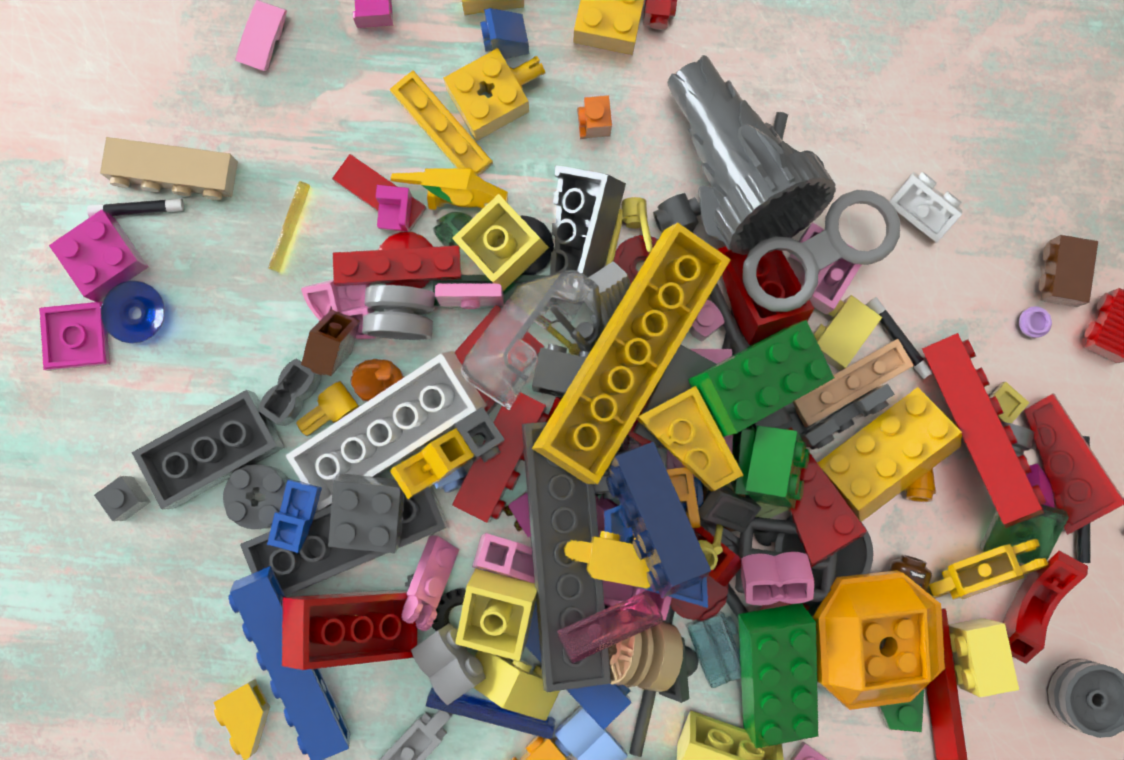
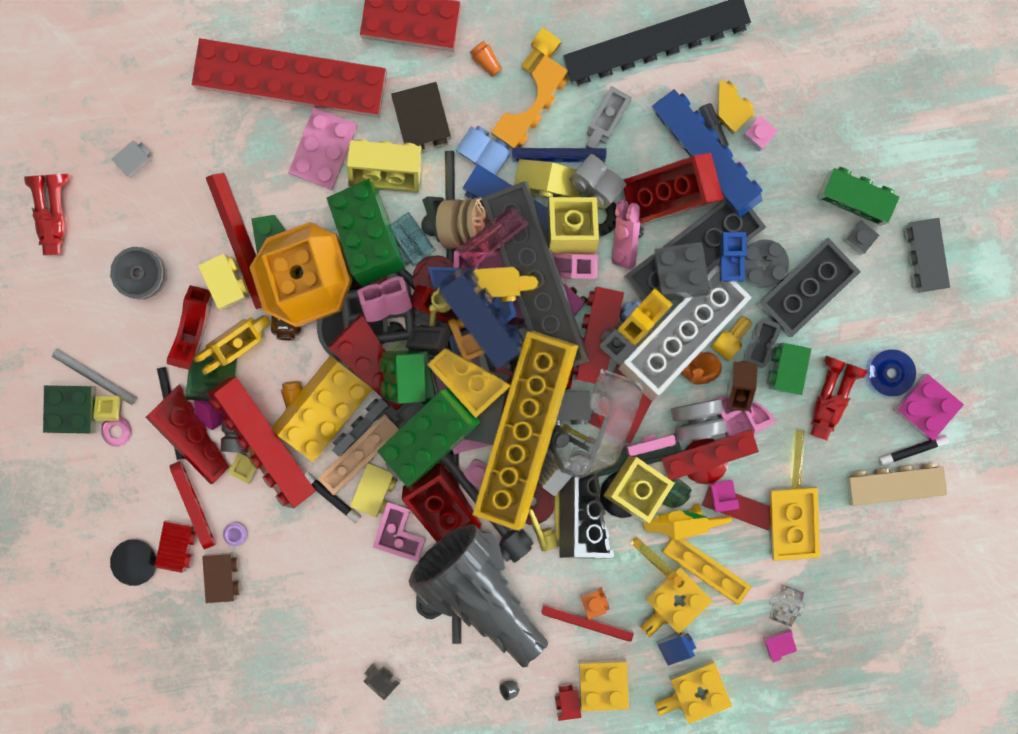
camera: 170 degrees right, 5 degrees up
(42, 452) = (927, 255): none -> dark grey brick
(73, 336) = (931, 344): dark pink tile -> none
(106, 554) = (858, 196): none -> green brick
(216, 672) = (760, 133): none -> bright pink brick
(226, 287) = (829, 408): none -> red piece
(260, 34) = (857, 602): bright pink slope -> none
(262, 349) = (789, 368): none -> green brick
(274, 707) = (711, 120): none -> dark grey axle
(312, 152) = (794, 523): none -> yellow plate
(350, 52) = (790, 602): none -> clear brick
(500, 145) = (657, 562): none -> clear yellow bar
(618, 99) = (583, 621): none -> red tile
(730, 39) = (508, 689): none -> dark grey hinge
(821, 250) = (407, 541): light grey bar -> none
(891, 89) = (380, 680): none -> clear smoke brick
(927, 206) = (334, 600): white bracket -> none
(1083, 373) = (192, 505): none -> red beam

